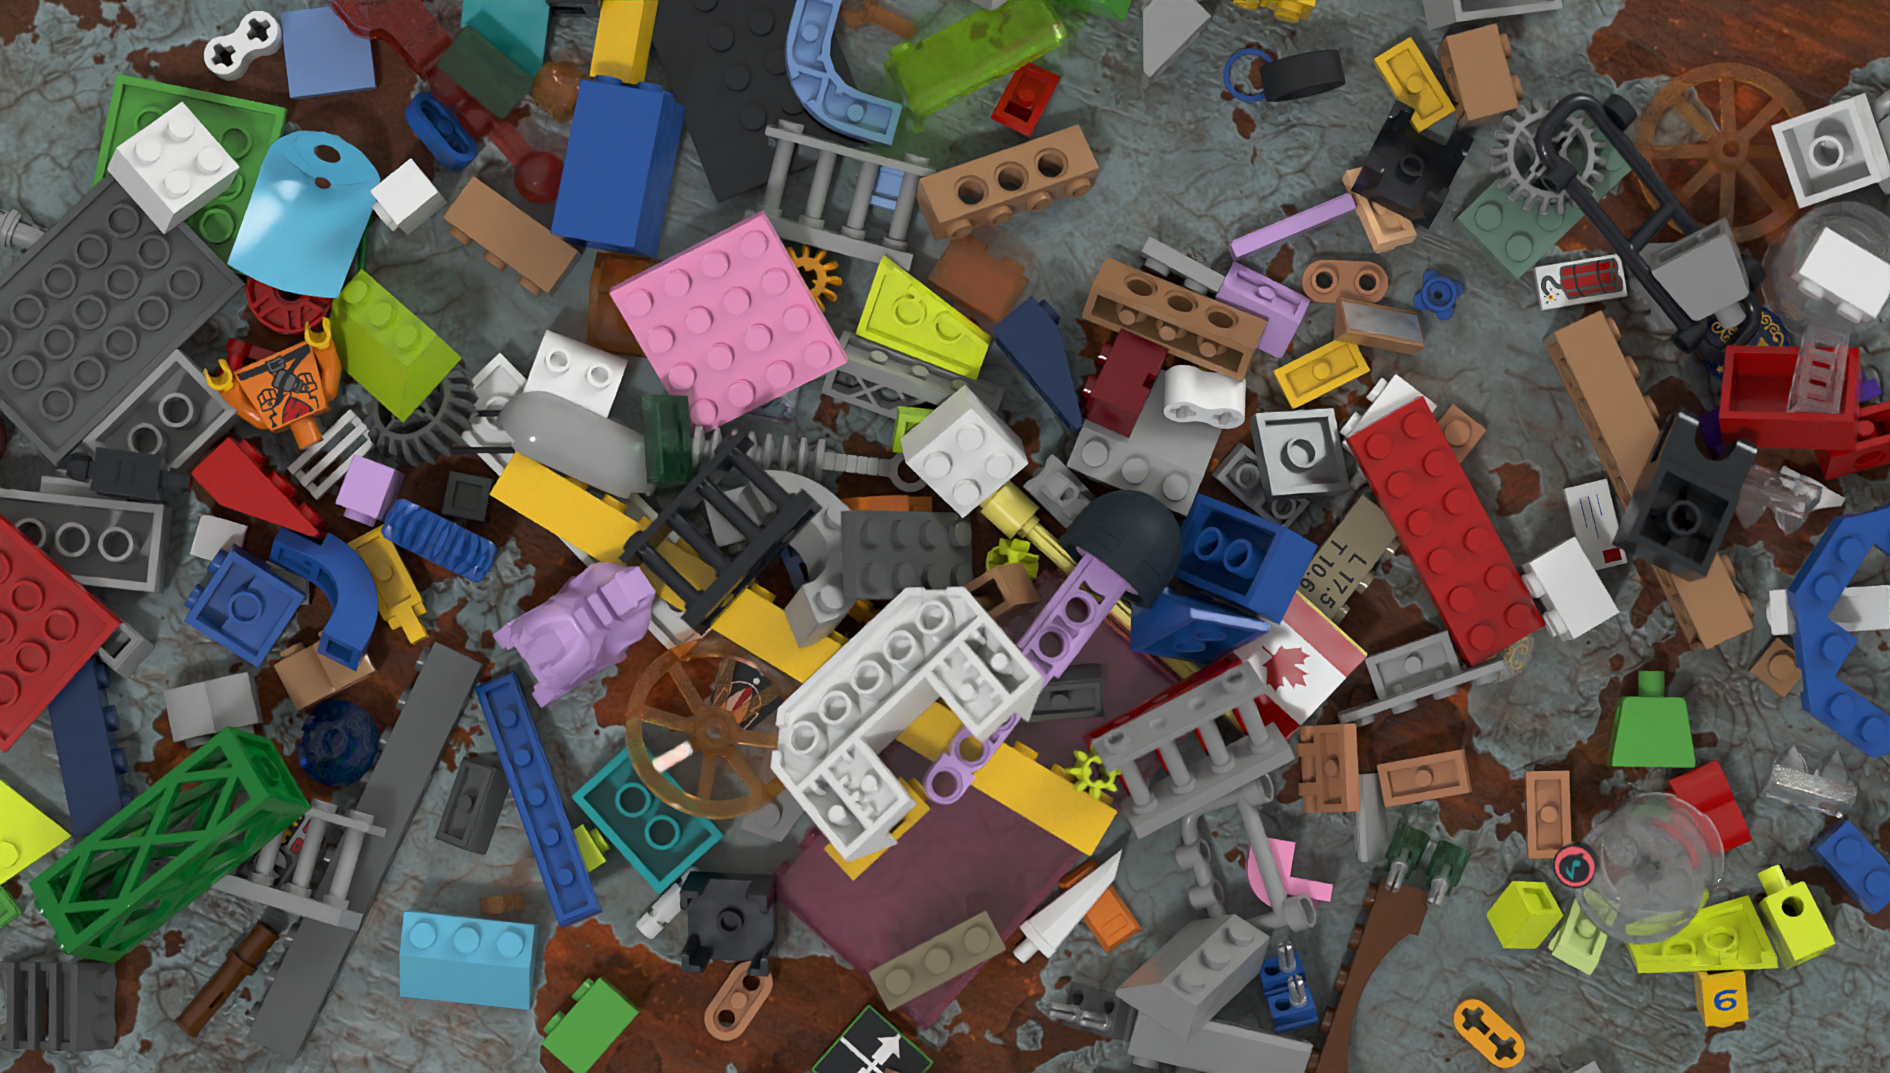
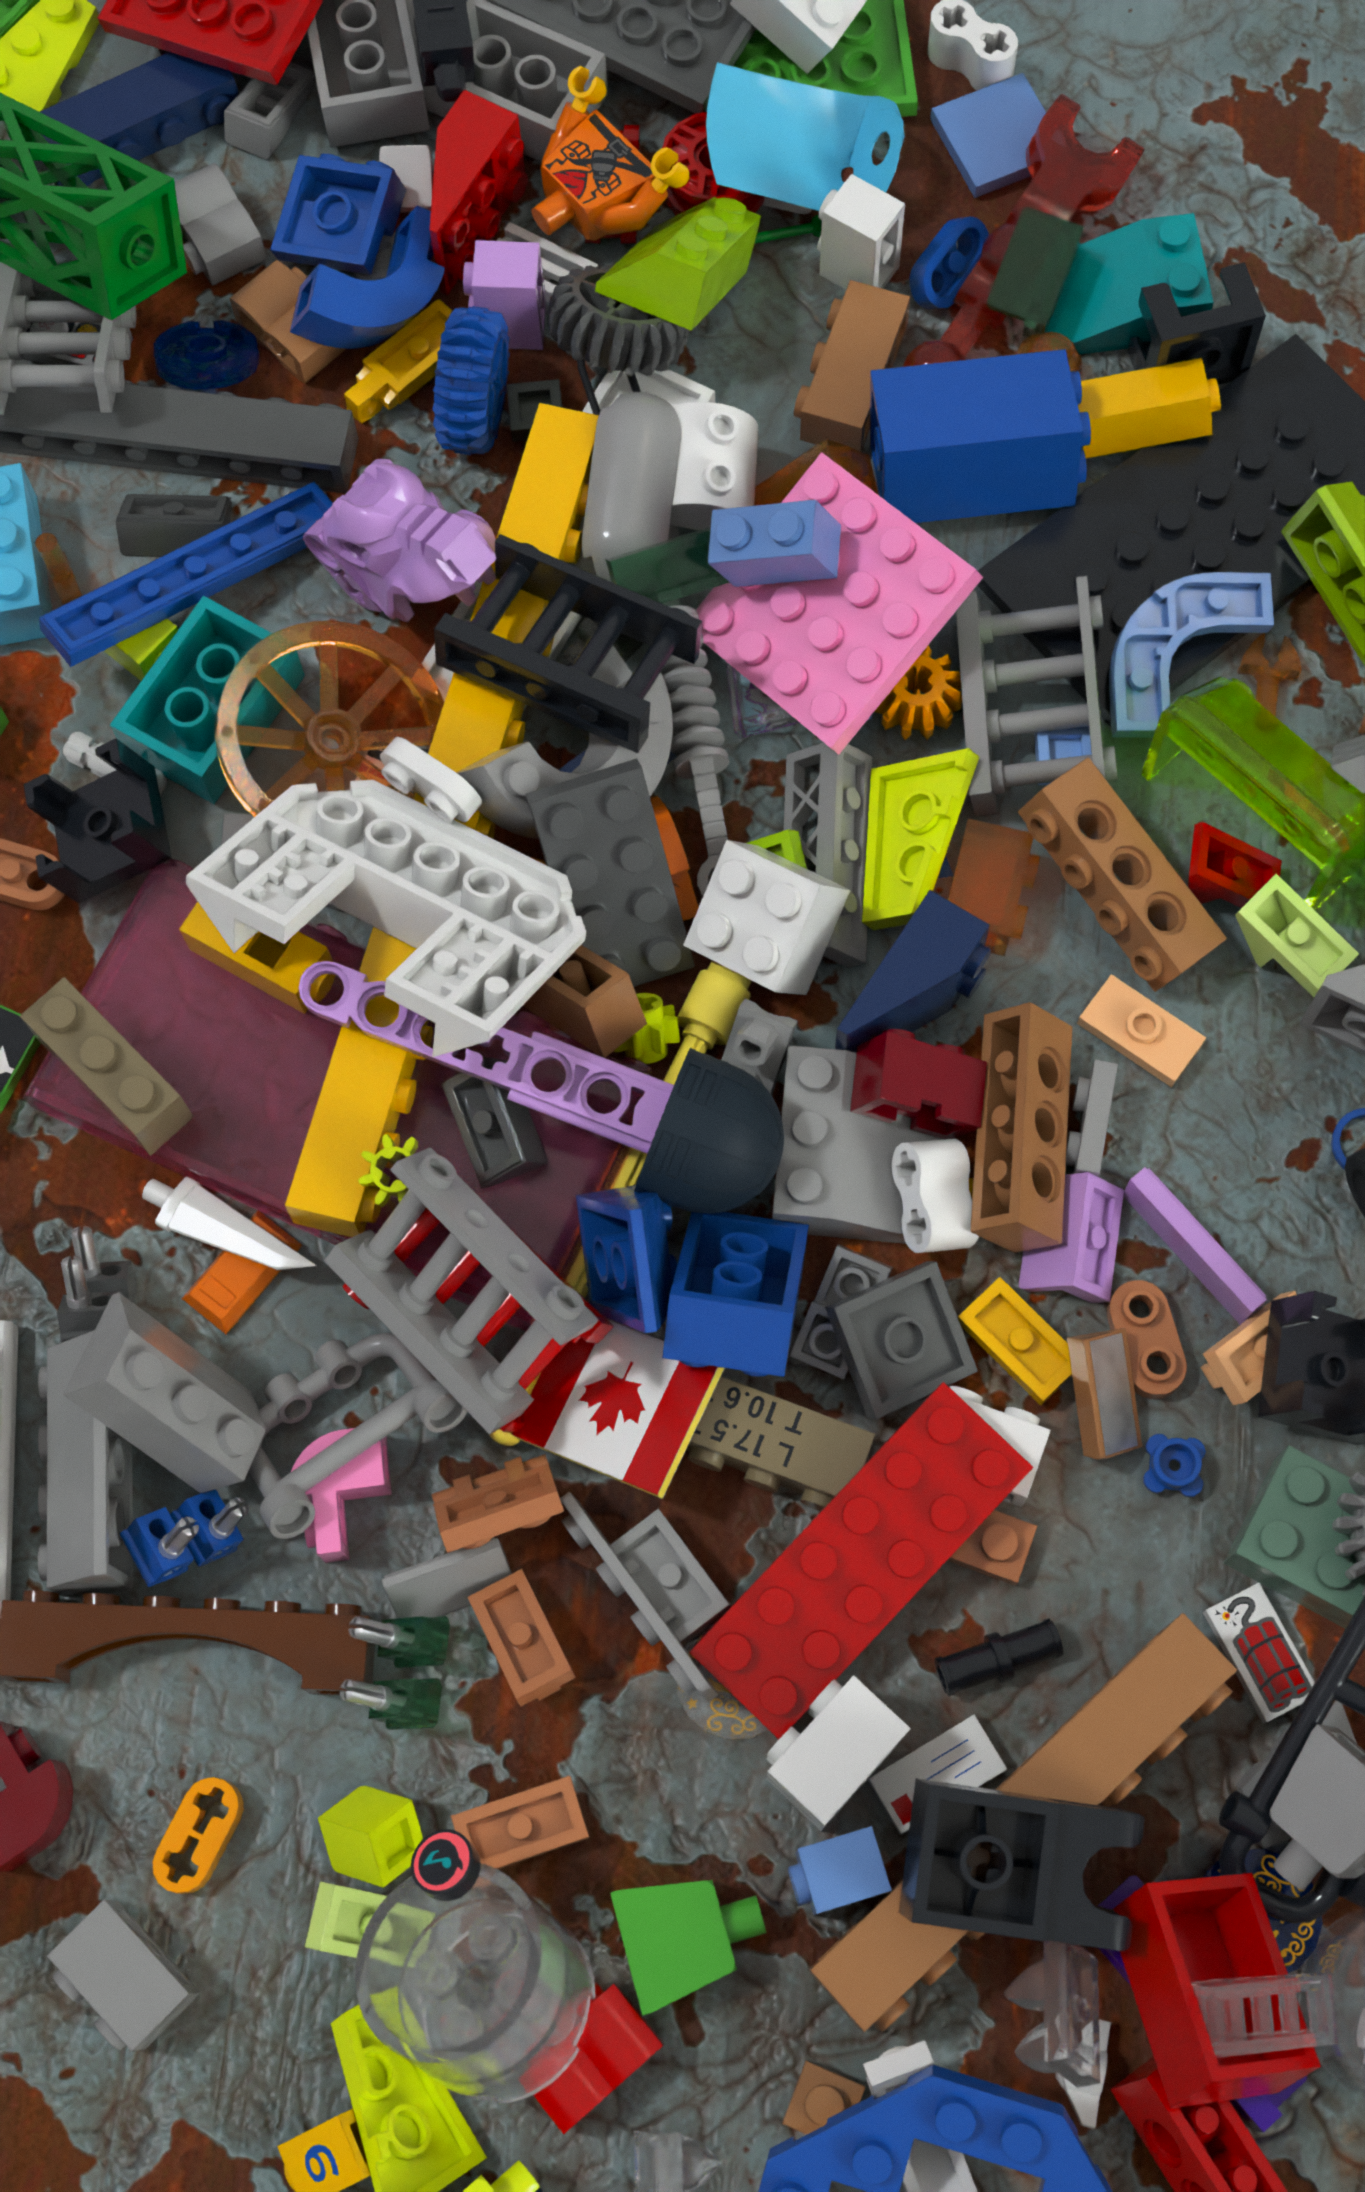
camera: 75 degrees right, 15 degrees down
(682, 354) = (774, 543): none -> medium blue brick
(816, 657) = (441, 787): none -> white plate
(1093, 74) = (1294, 934): none -> yellowish green slope
(1118, 206) = (1141, 1030): none -> light nougat plate
(1532, 459) = (998, 1657): none -> black pin
(1644, 612) = (839, 1872): none -> medium blue brick

